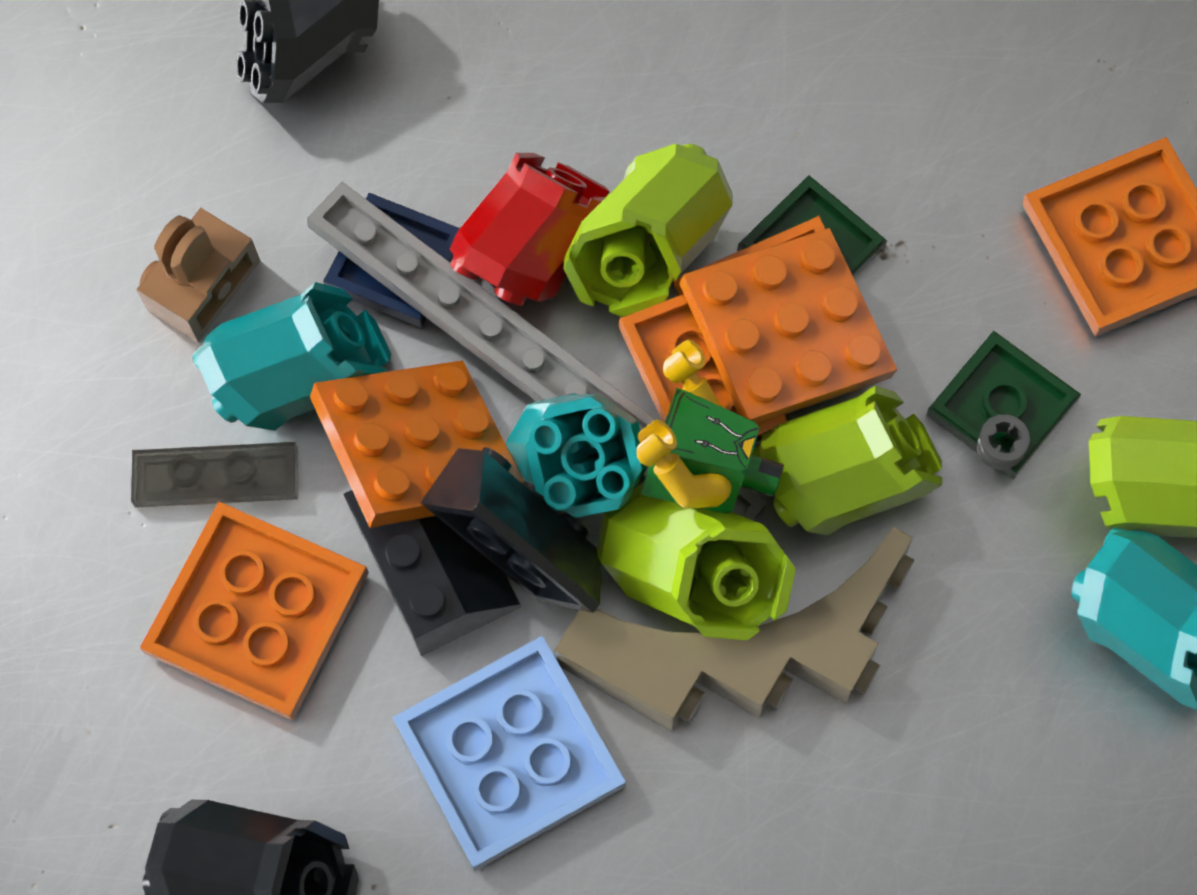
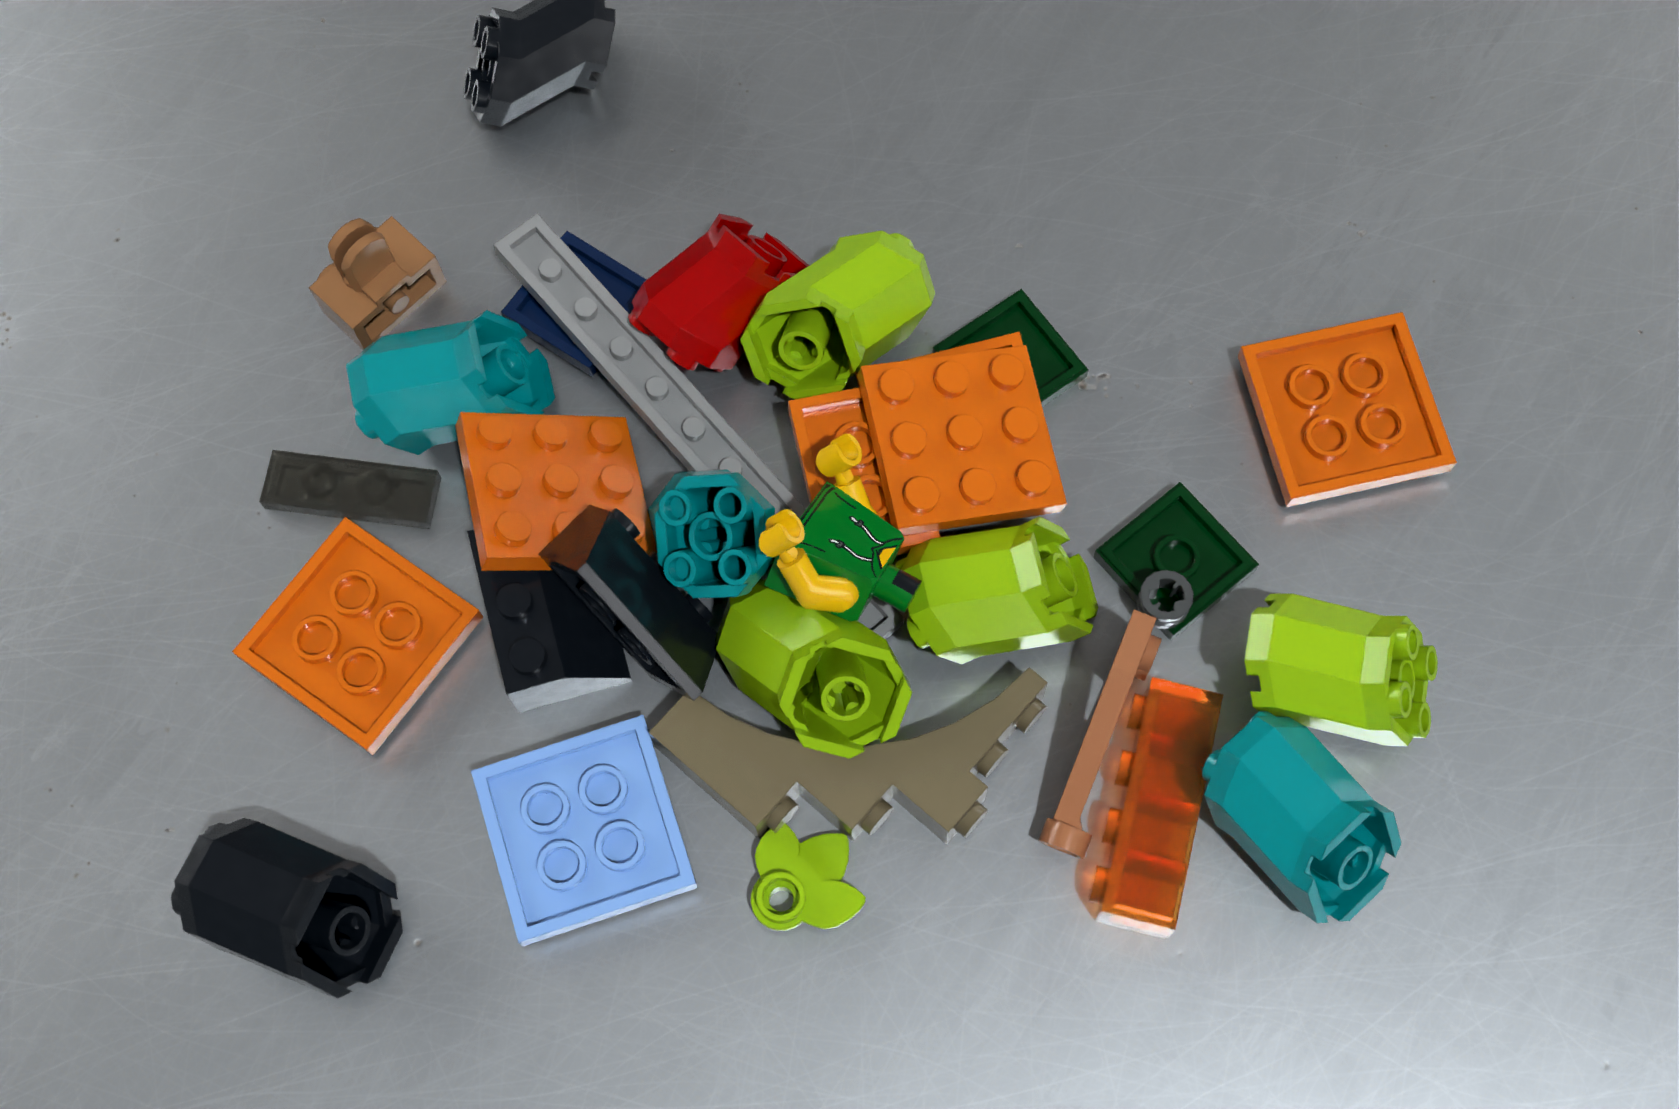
camera: 10 degrees right, 0 degrees up
(728, 756) = (810, 874): none -> lime plate
(985, 499) = (1131, 661): none -> nougat plate
(1034, 634) = (1158, 808): none -> clear orange brick

